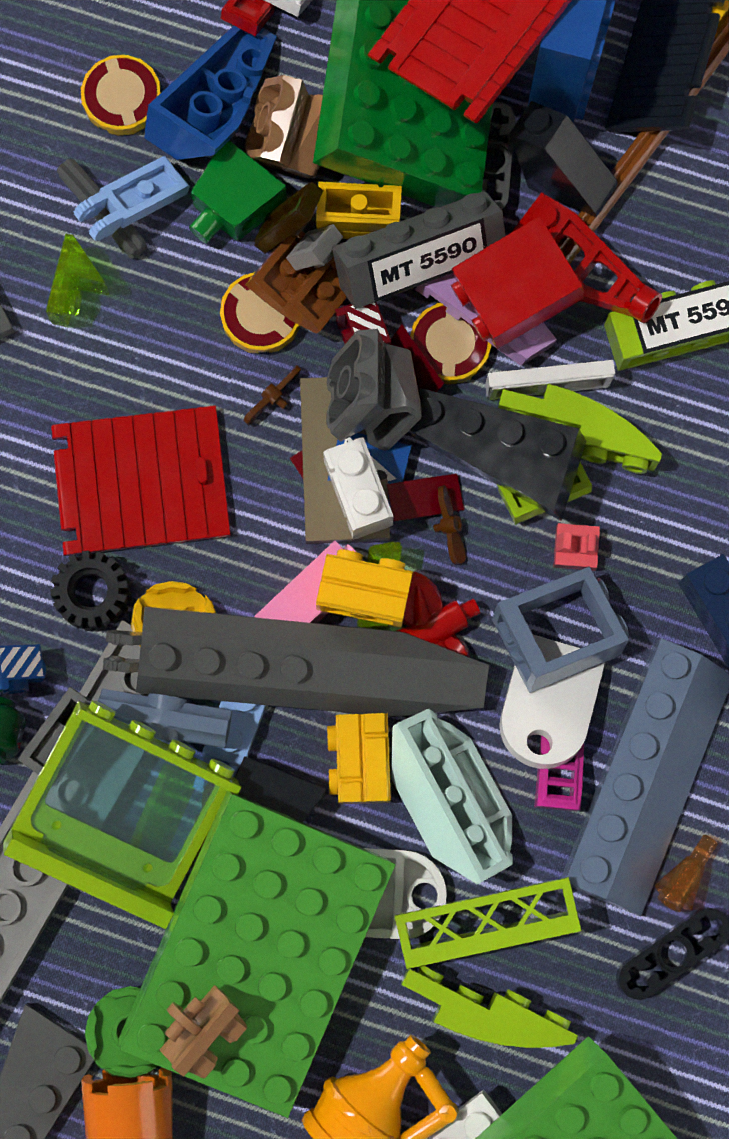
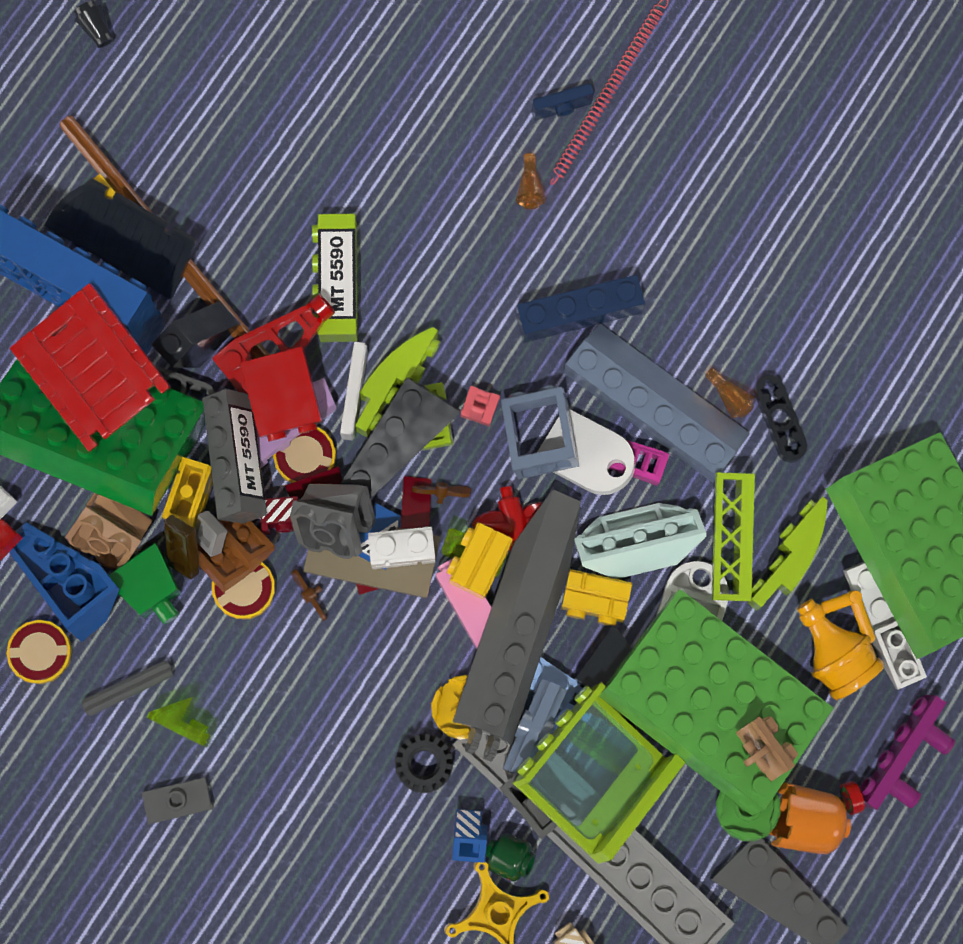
camera: 80 degrees left, 0 degrees up
(133, 197) = (129, 658): light blue hinge -> none
(139, 480) = (348, 710): red door -> none

